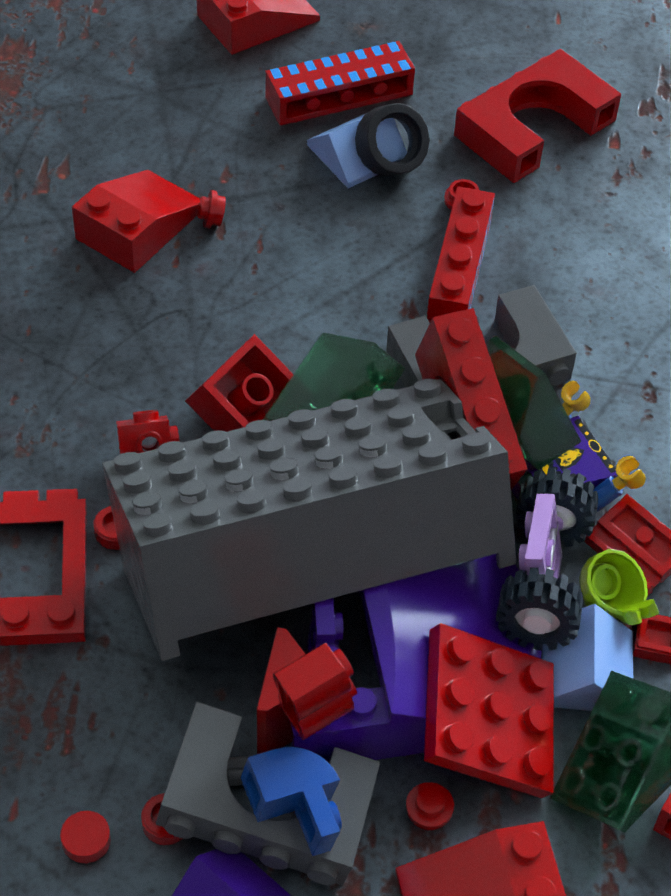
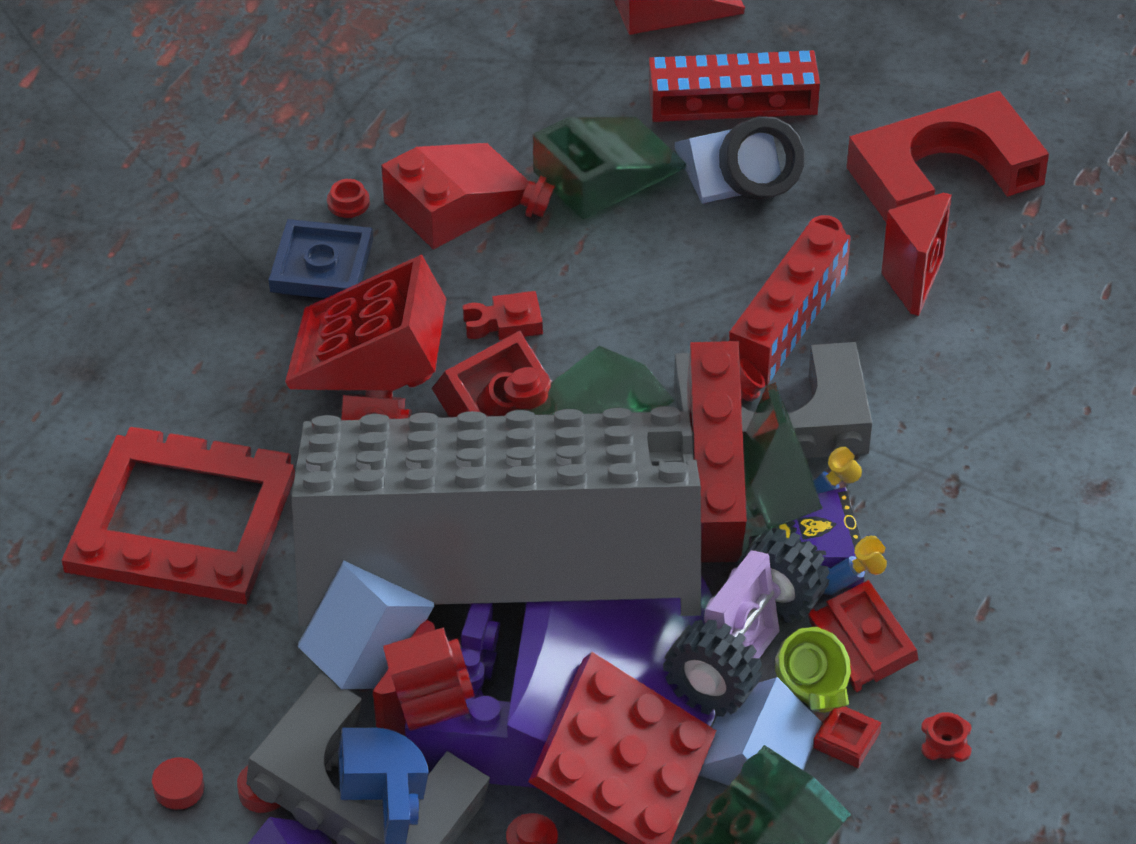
camera: 20 degrees right, 5 degrees down
(41, 302) = (320, 258): none -> dark blue plate
(45, 242) = (348, 198): none -> red plate
(118, 364) = (372, 333): none -> red slope
(223, 650) = (356, 622): none -> light blue slope
(224, 318) = (506, 316): none -> red plate
(254, 167) = (601, 160): none -> clear green slope
(279, 384) = (527, 387): none -> red plate
(549, 195) = (915, 248): none -> red slope

